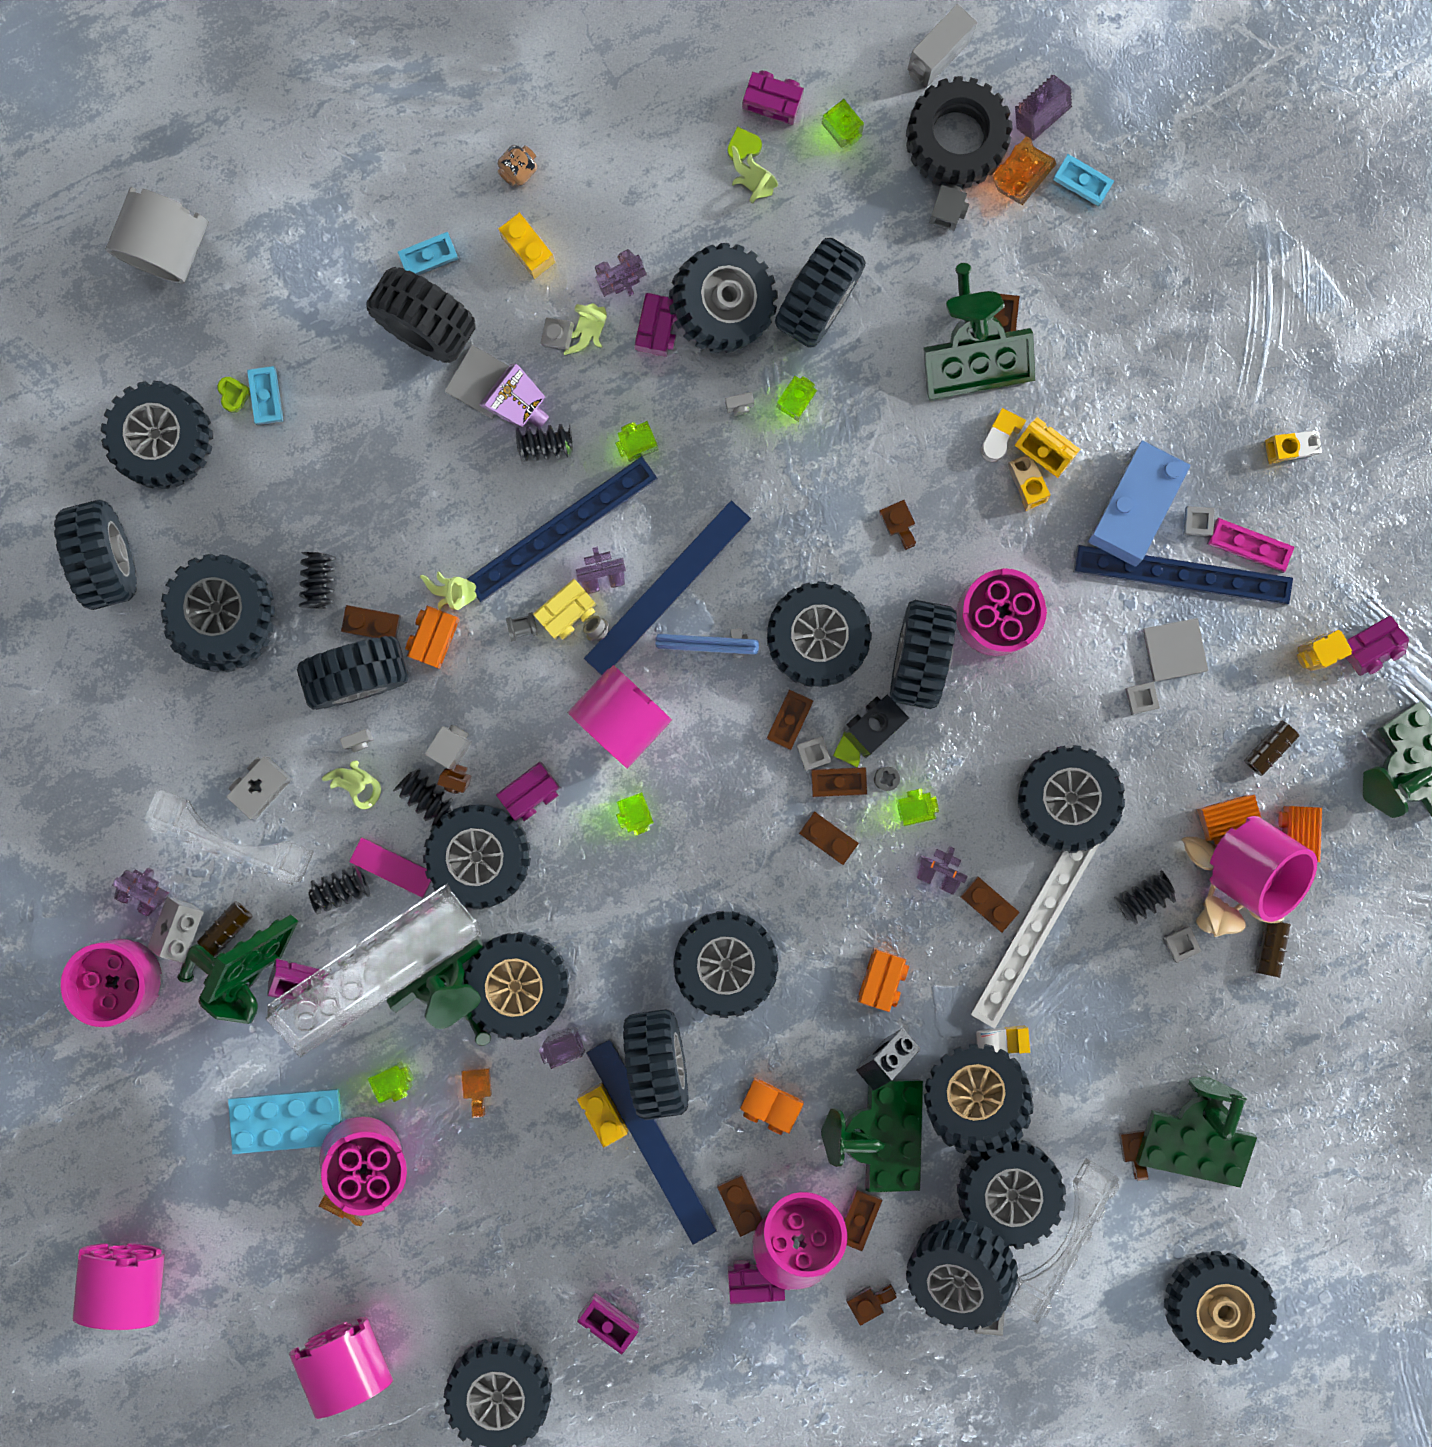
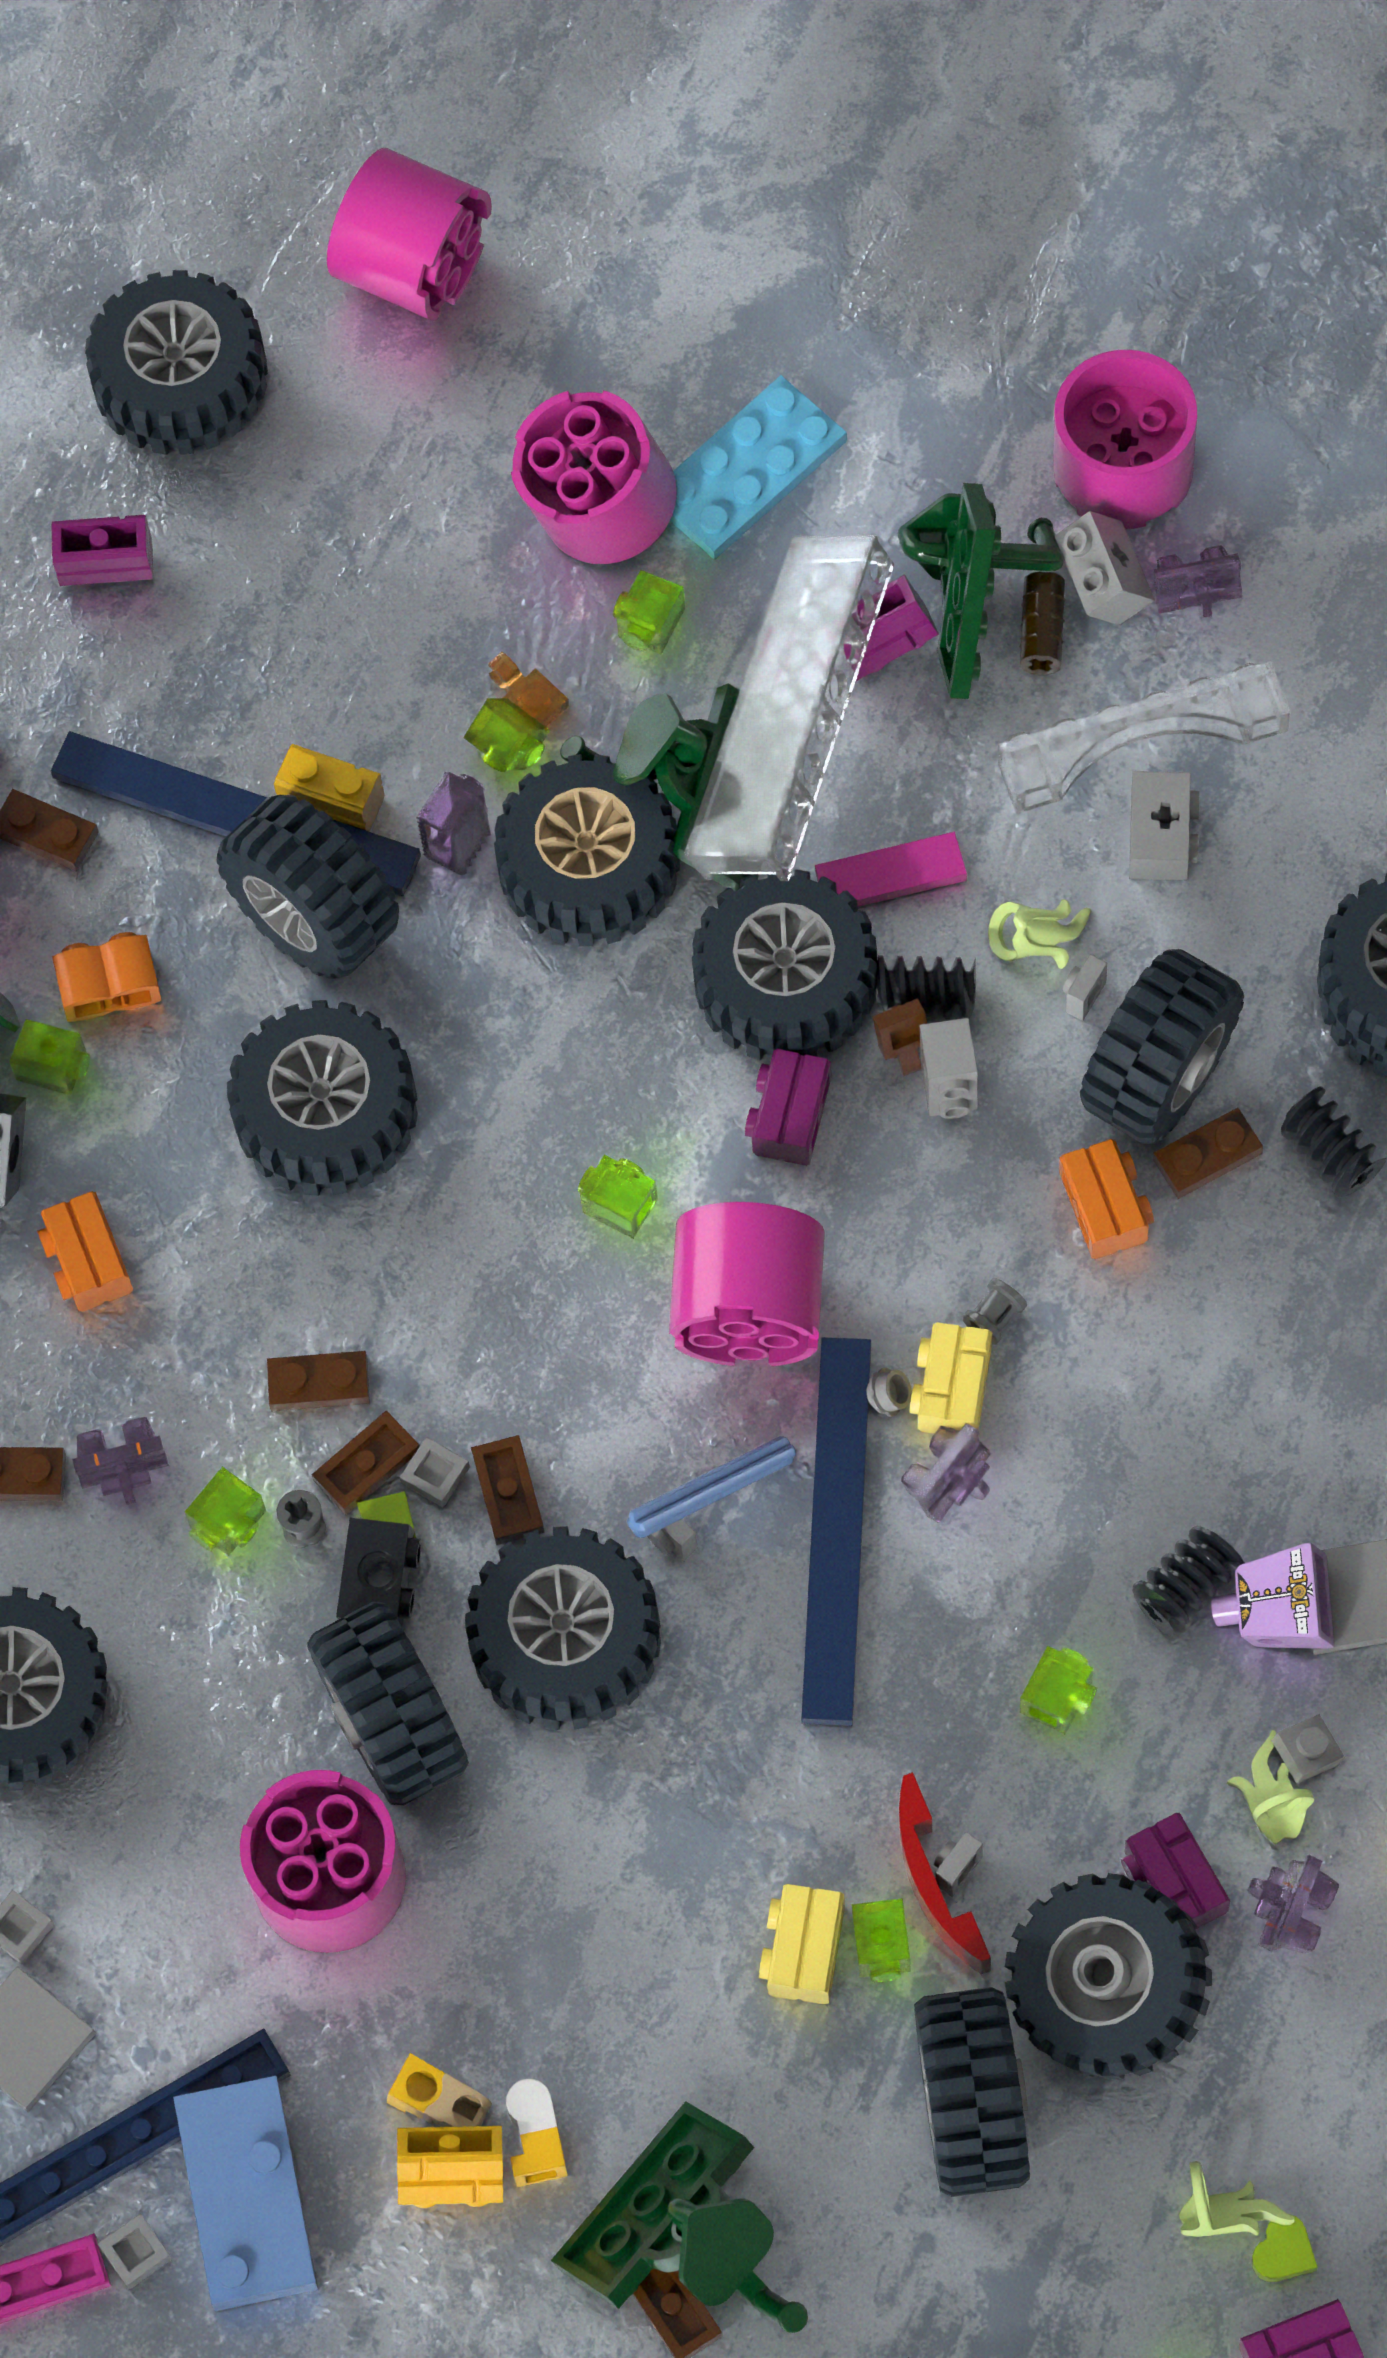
camera: 145 degrees right, 20 degrees down
(118, 1286) = (779, 109): dark pink brick -> none
(338, 890) = (934, 783): black piece -> none
(456, 591) = (1129, 1281): yellowish green piece -> none
(503, 1073) = (507, 735): none -> clear neon green brick
(562, 528) = (1058, 1490): dark blue tile -> none
(741, 435) = (958, 1933): none -> red slope
(825, 1087) = (49, 1057): none -> clear neon green brick
(829, 421) = (804, 1943): none -> light yellow brick
(899, 520) = (584, 1892): reddish brown plate -> none

